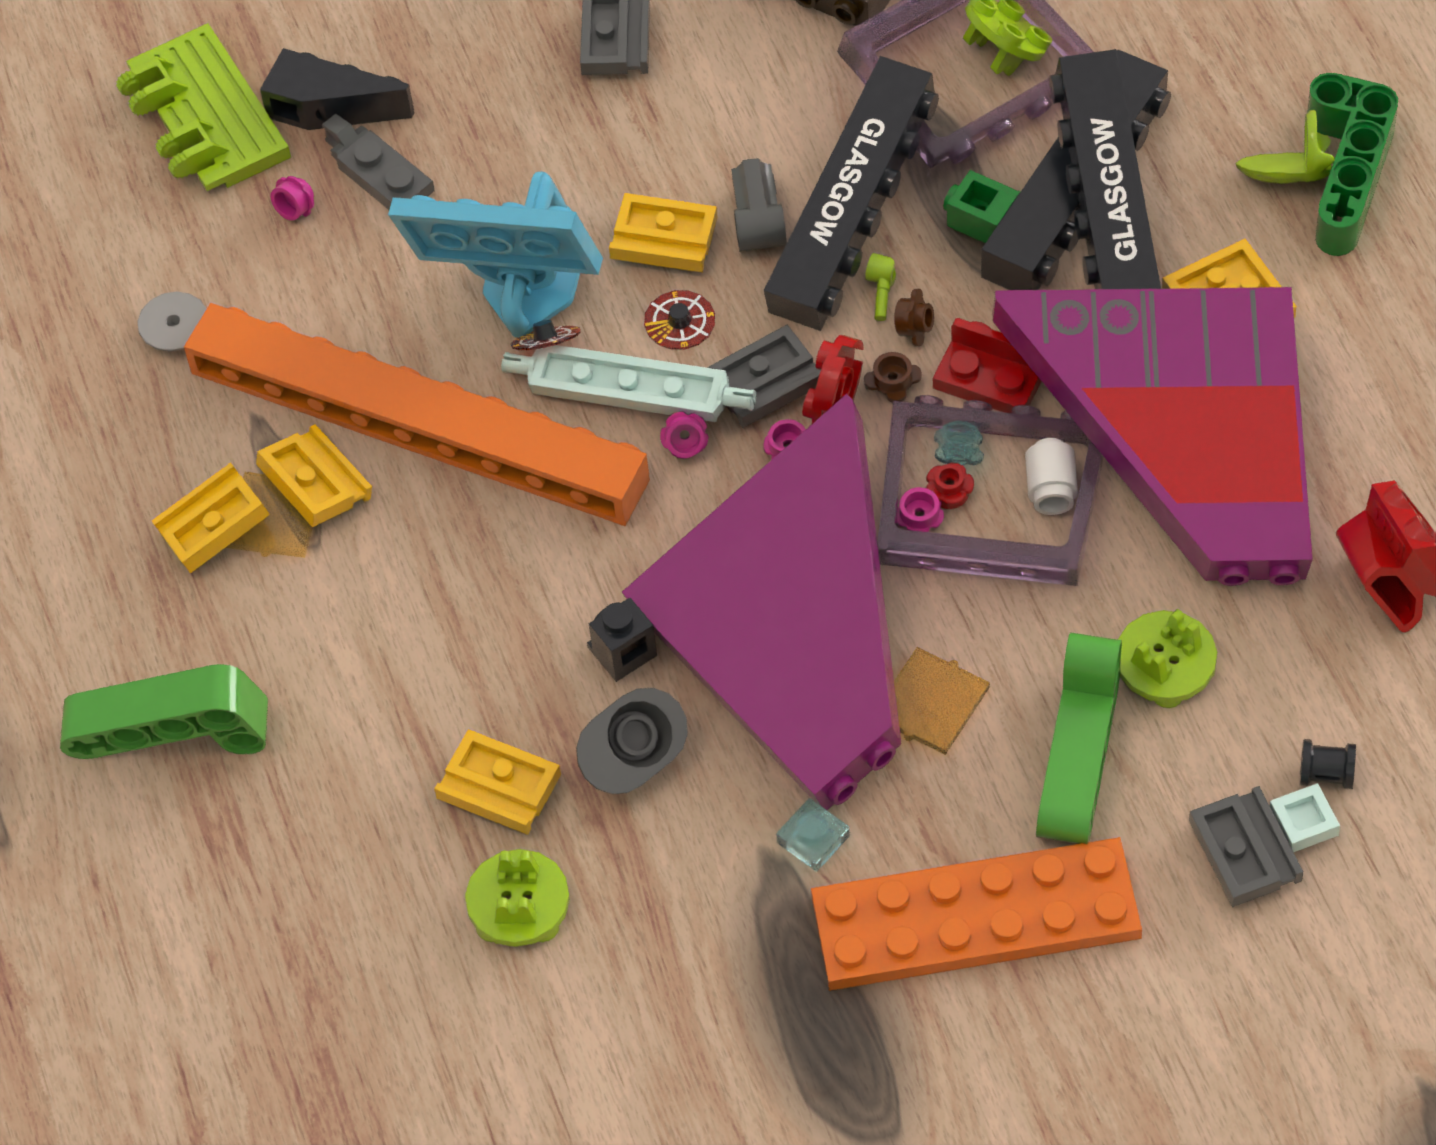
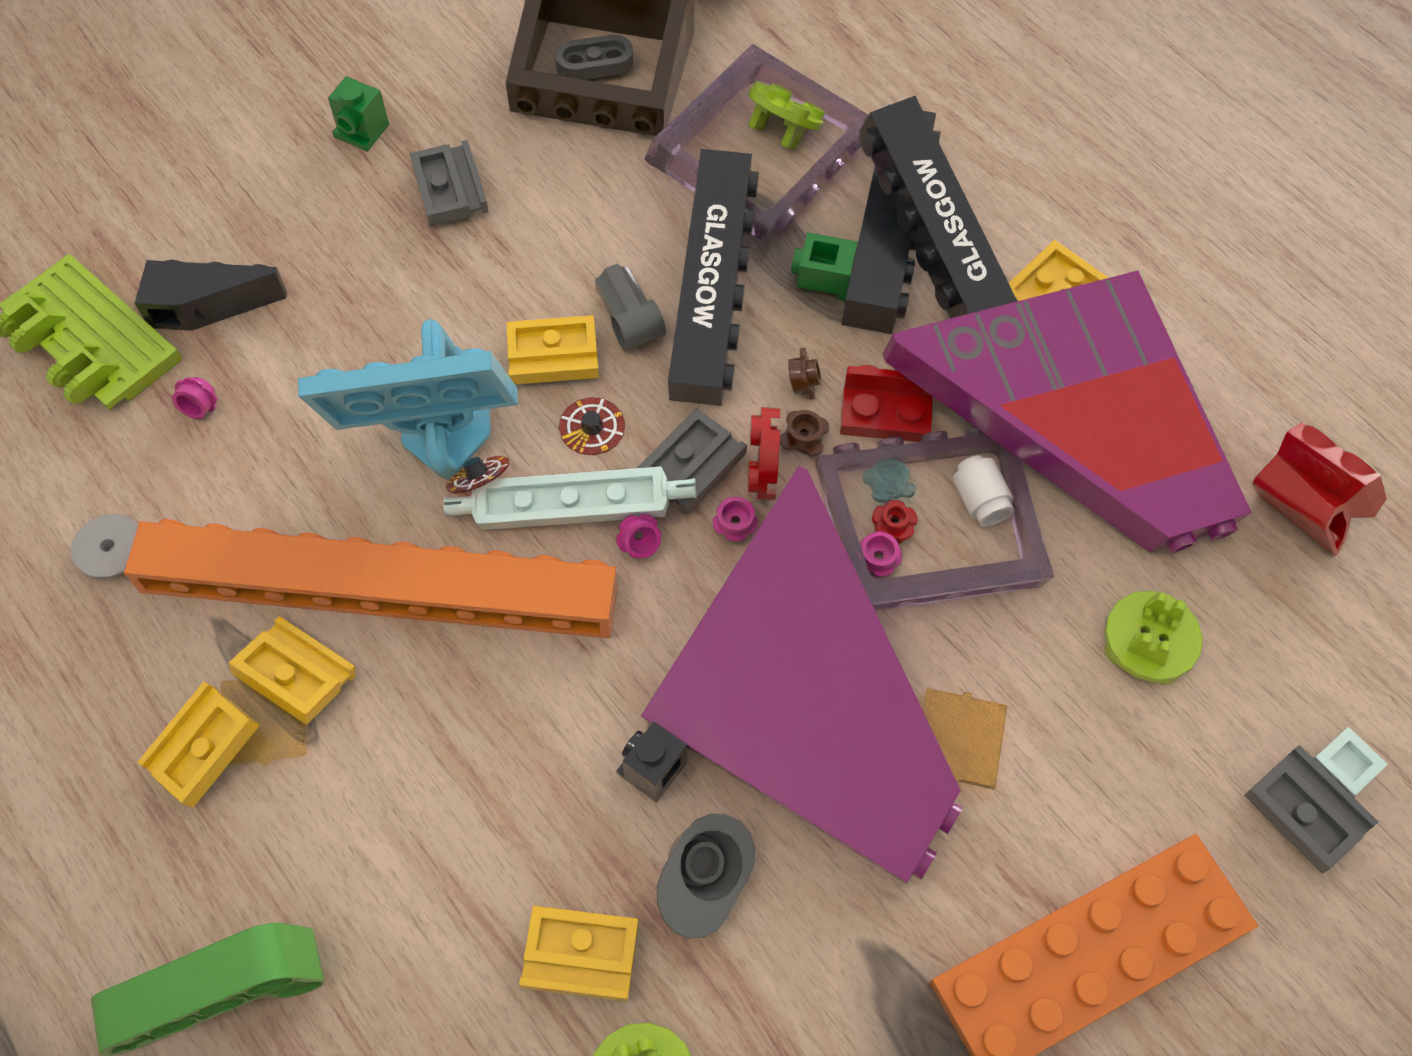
camera: 25 degrees left, 5 degrees up
(374, 163) = (265, 348): dark grey hinge -> none
(813, 834) = (908, 915): clear light blue plate -> none
(882, 271) = (758, 339): lime hand -> none
(1080, 738) = (1121, 747): bright green beam -> none
(1290, 166) = (1075, 164): lime piece -> none
(1327, 764) = (1343, 703): black bush -> none
(1365, 121) = (1107, 124): green beam -> none

